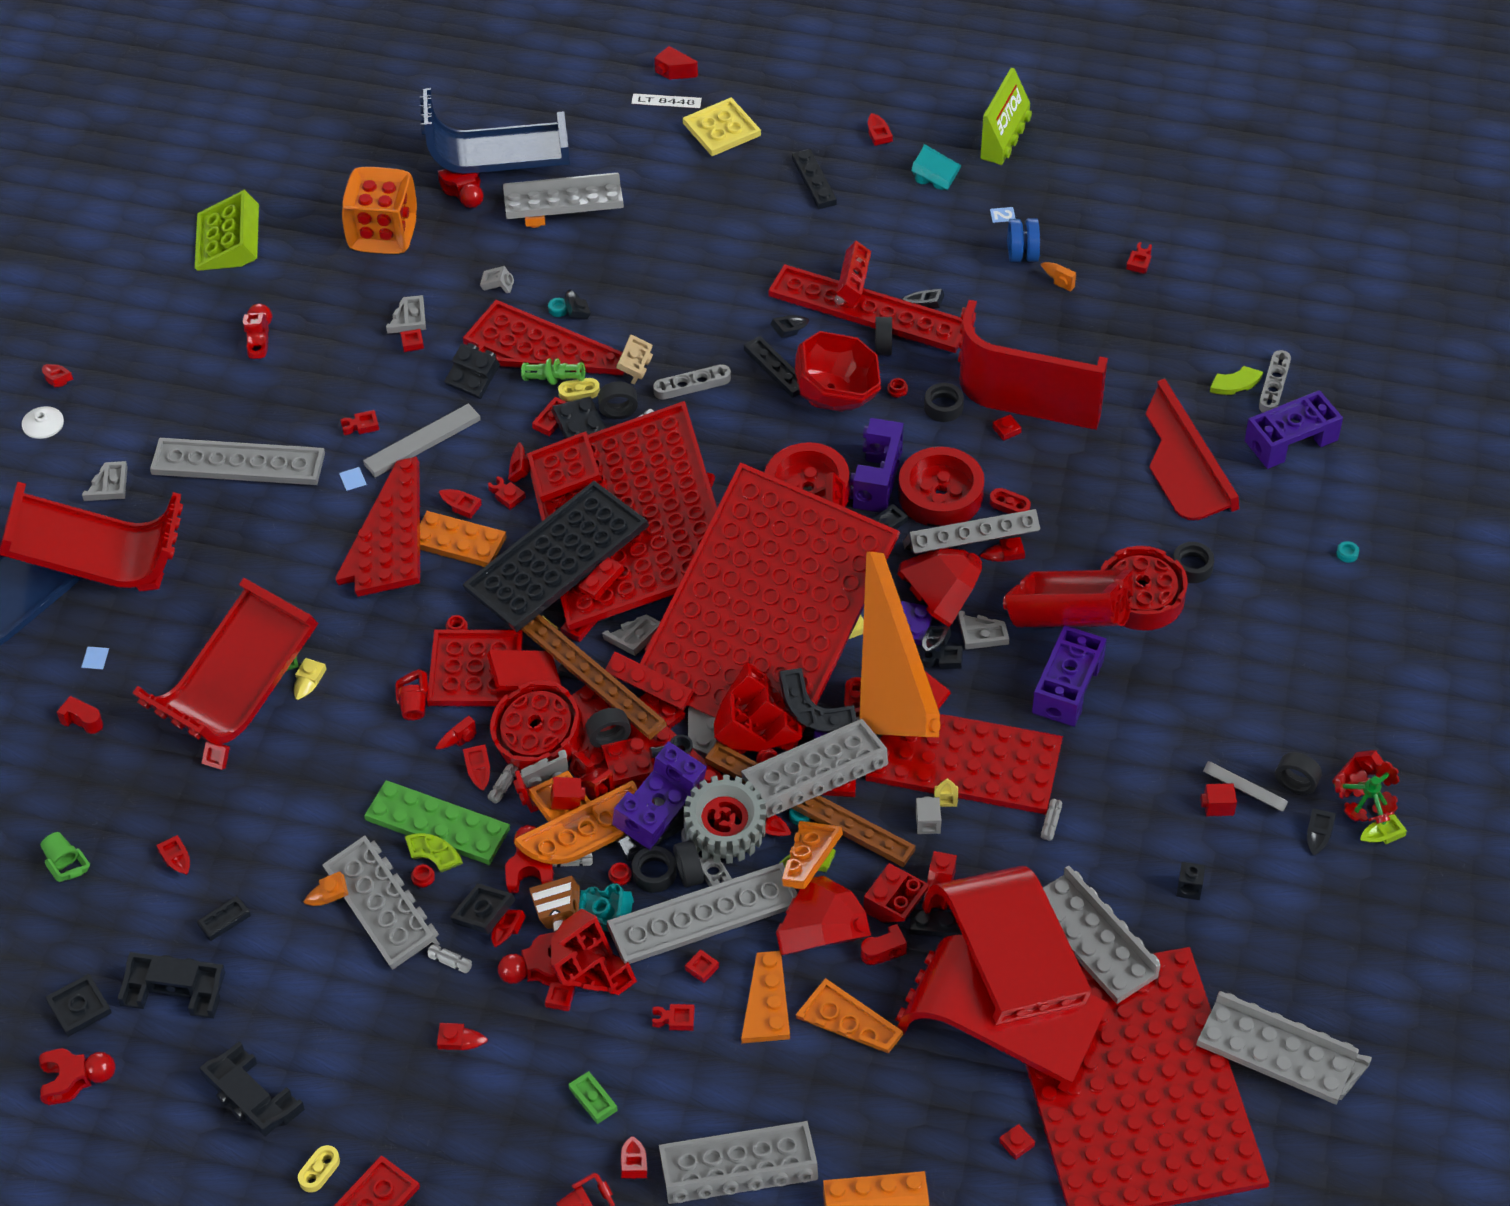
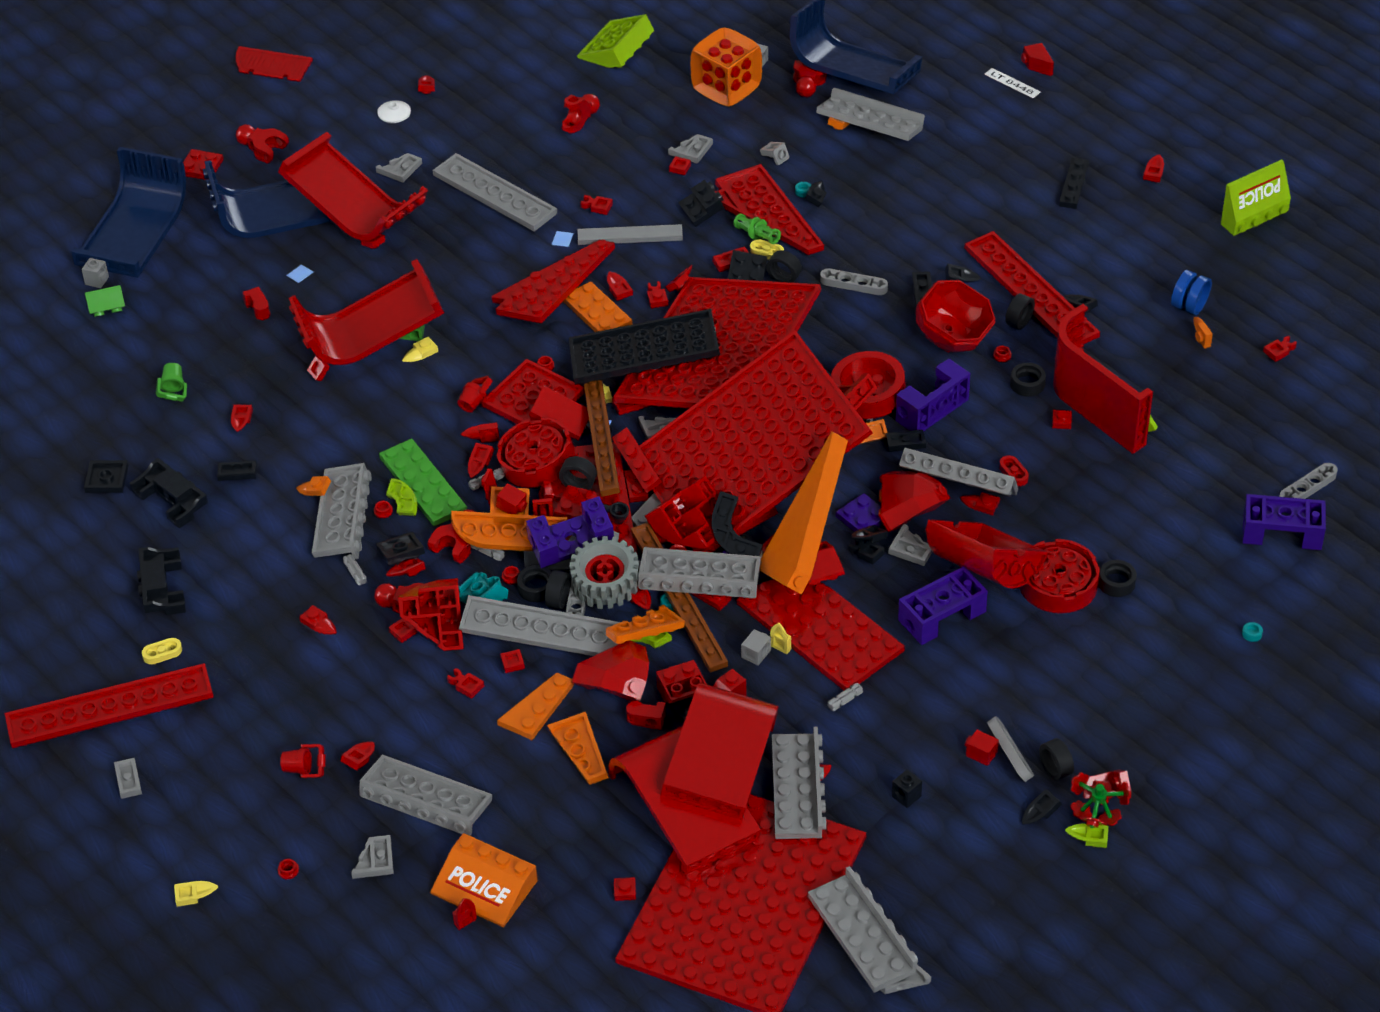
camera: 35 degrees right, 5 degrees down
(74, 1073) = (67, 515): red piece -> none
(544, 770) = (519, 481): light grey wing -> none
(556, 901) = (452, 565): dark orange torso -> none
(564, 466) = (702, 292): red plate -> none
(593, 1097) = (367, 703): bright green plate -> none
(601, 578) = (659, 375): red plate -> none
(634, 358) = (822, 245): tan bracket -> none
(721, 126) = (1035, 117): light yellow plate -> none
(853, 274) = (1035, 257): red piece -> none
(934, 168) = (1174, 214): teal slope -> none
(946, 471) = (973, 420): red brick -> none
(1002, 214) = (1201, 270): light blue sticker -> none
(1185, 463) = (1176, 512): red piece -> none
(1235, 382) = (1282, 471): lime tile -> none

